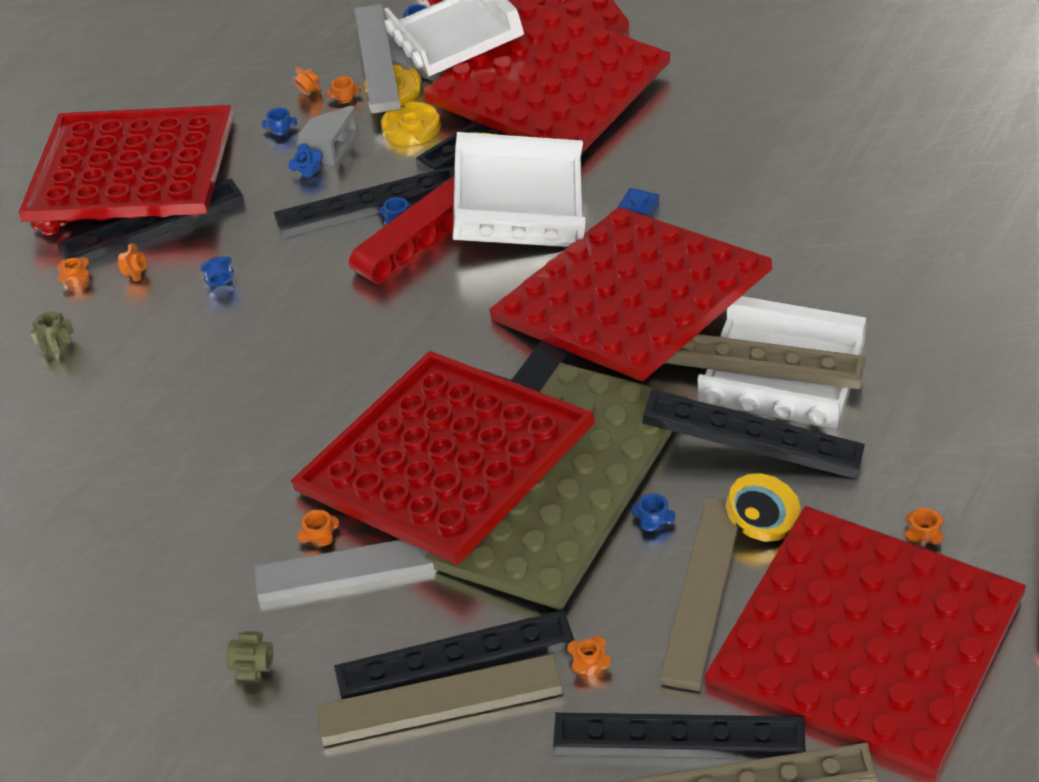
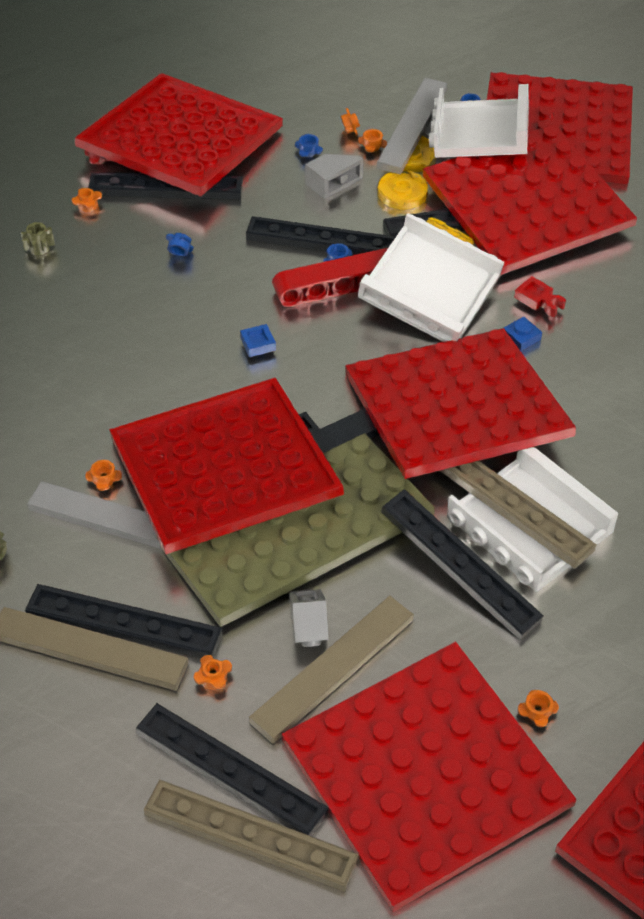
camera: 25 degrees right, 5 degrees up
(132, 262) = (127, 211): orange plate -> none
(312, 163) = (302, 186): blue plate -> none
(378, 326) = (257, 340): none -> blue plate
(627, 162) = (538, 294): none -> red plate
(645, 553) = (309, 617): none -> light grey slope
(653, 511) = (343, 579): blue plate -> none
(762, 506) = (424, 624): tile -> none

